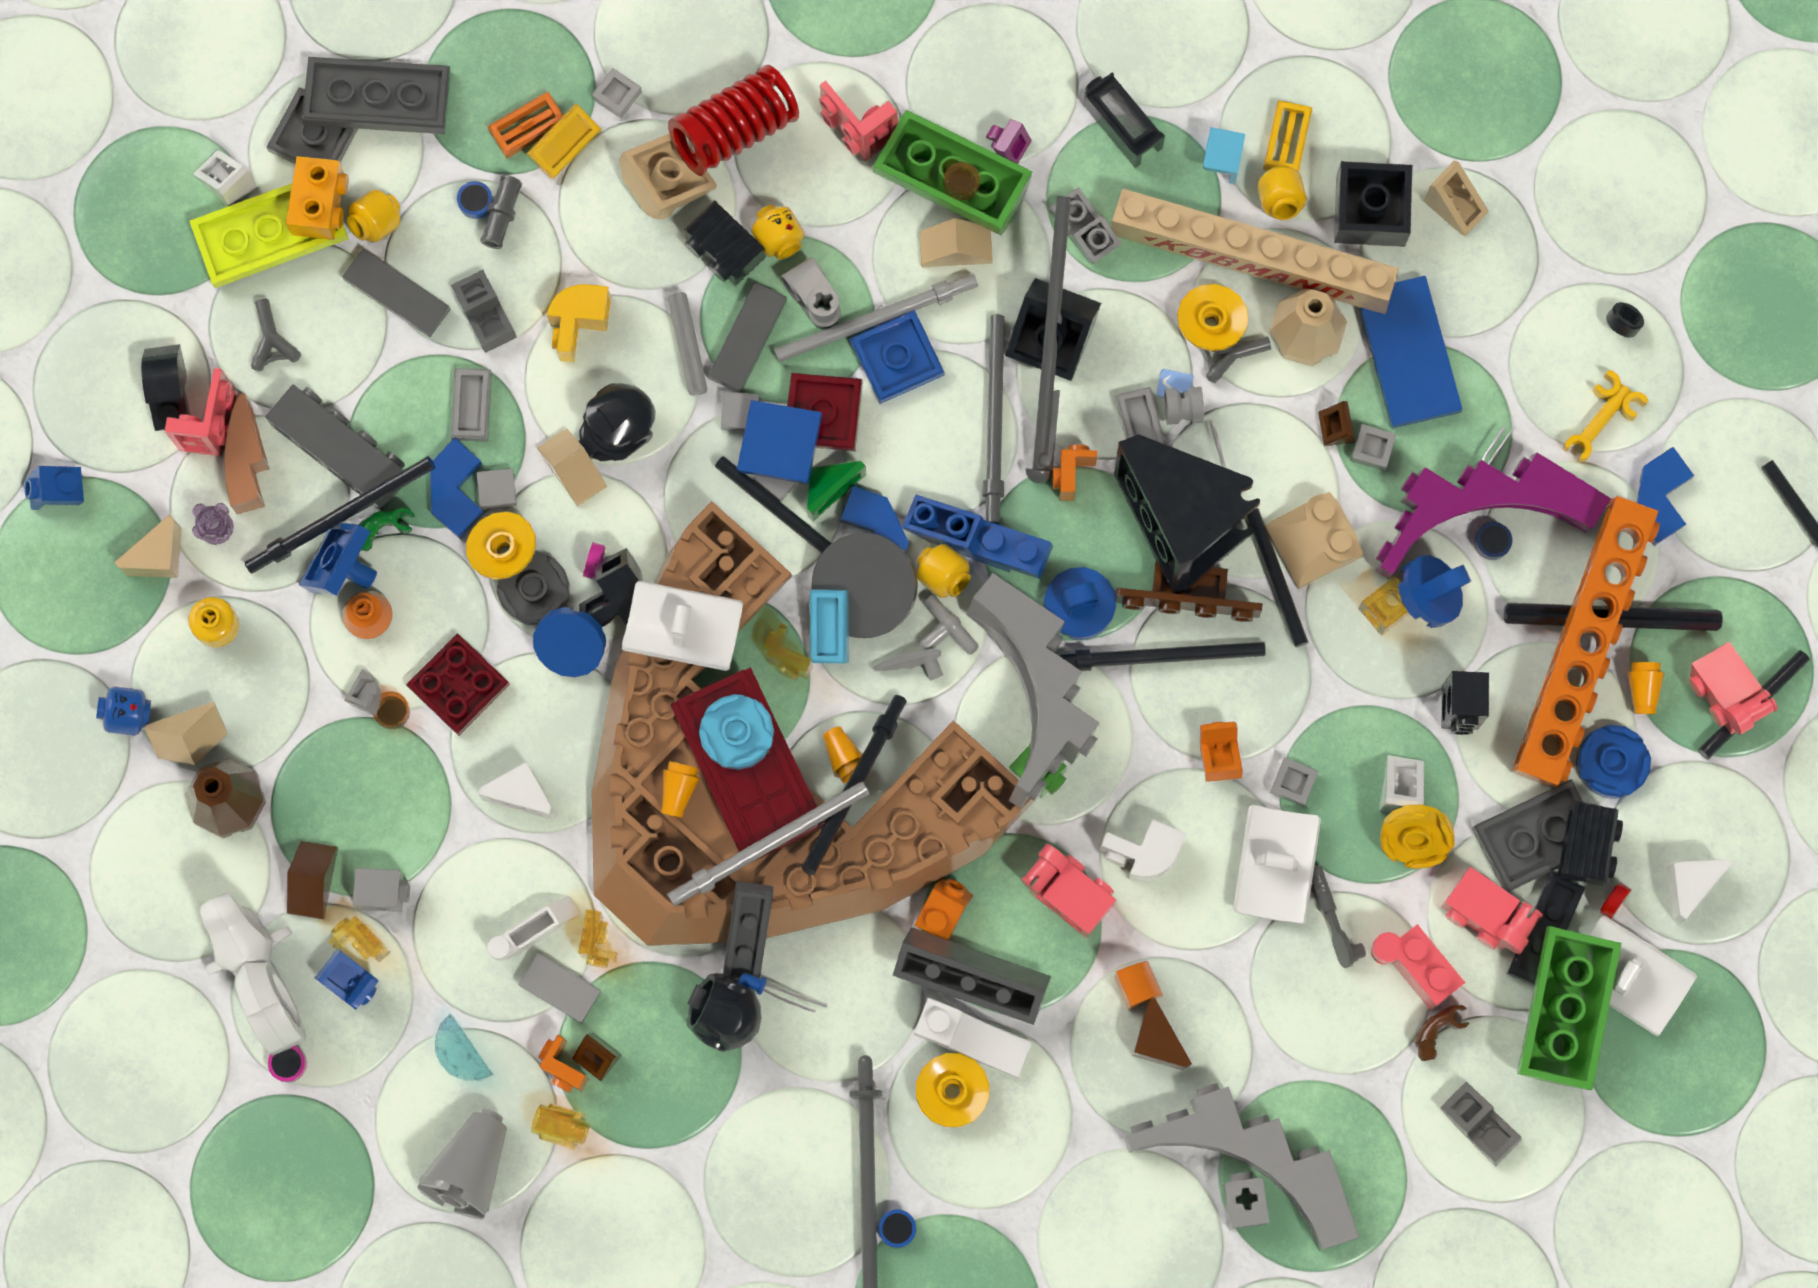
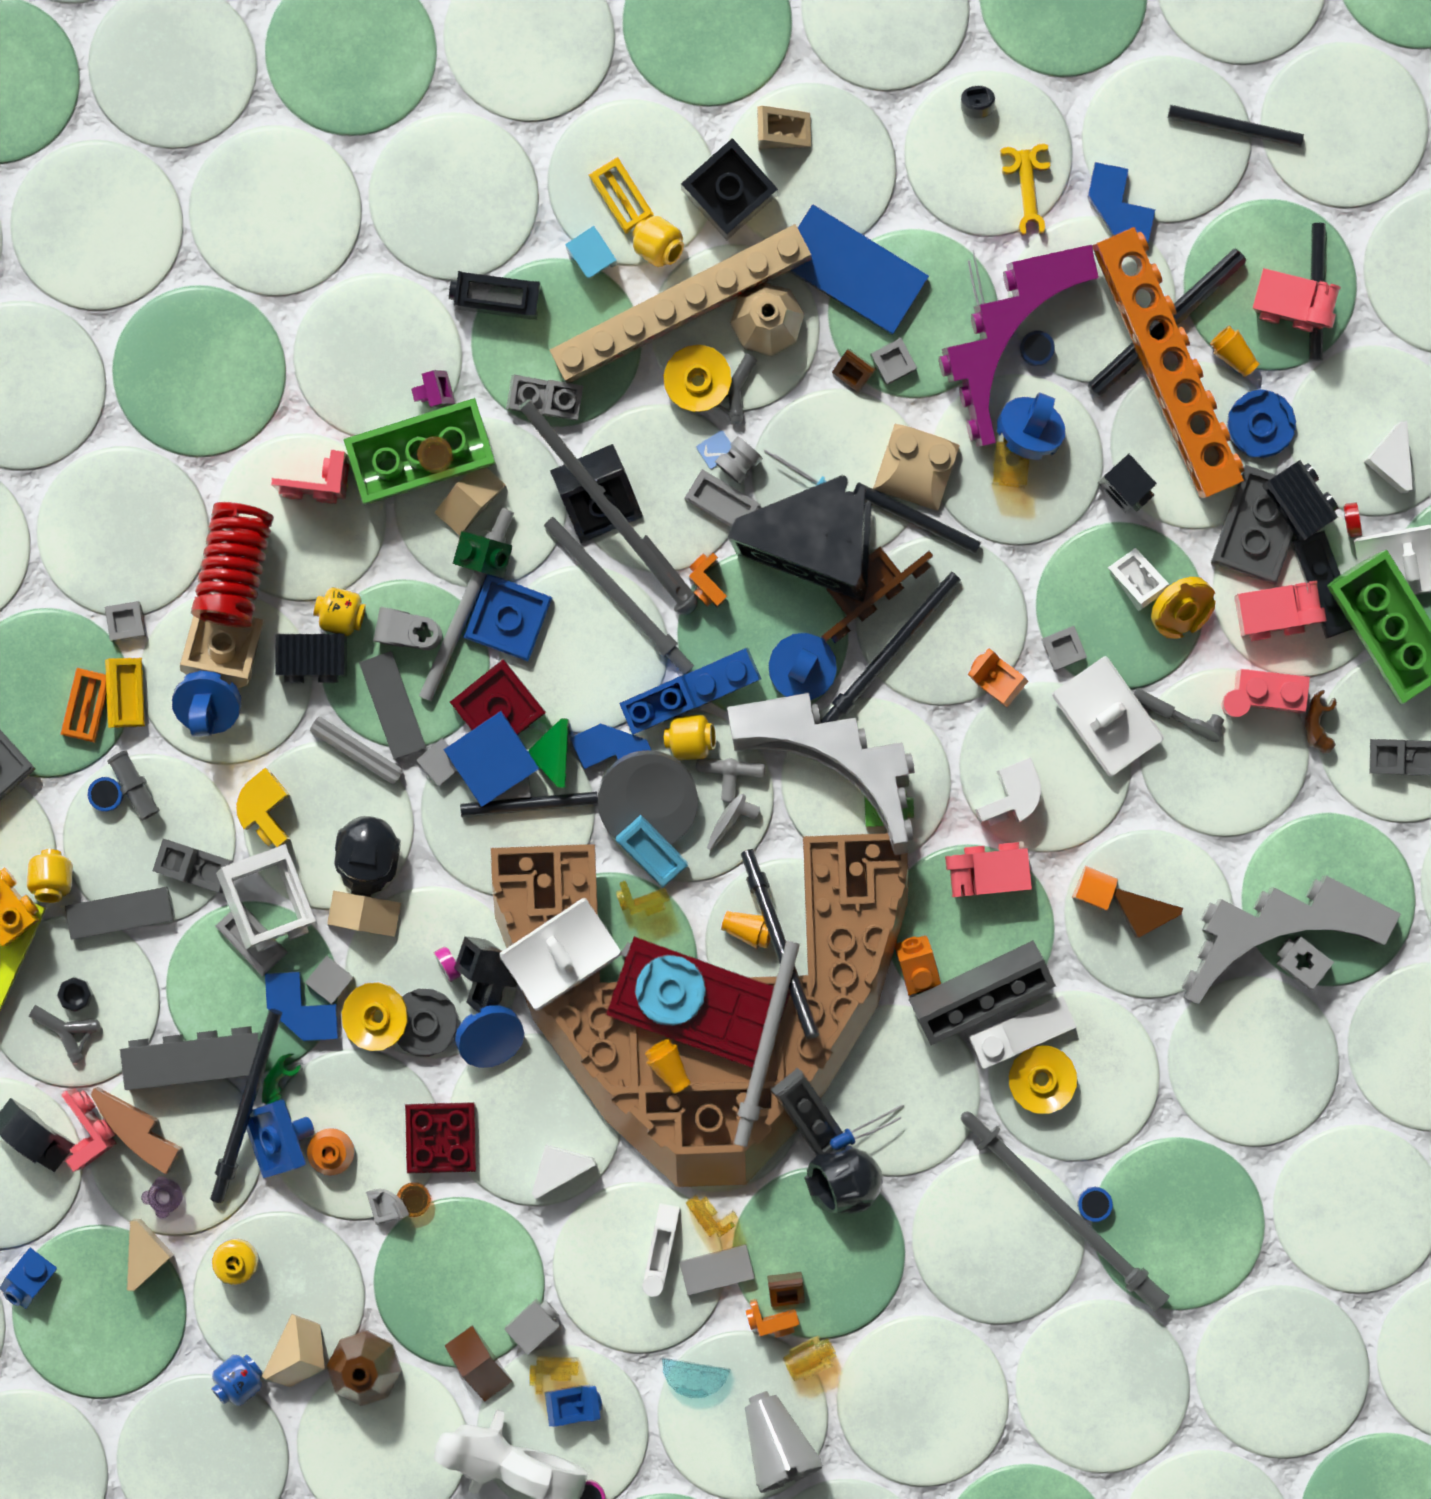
camera: 50 degrees left, 10 degrees up
(303, 318) = (75, 994): none -> black tile
(528, 350) = (276, 856): none -> white window
(613, 201) = (206, 703): none -> blue tile
(924, 292) = (482, 554): none -> dark green bracket

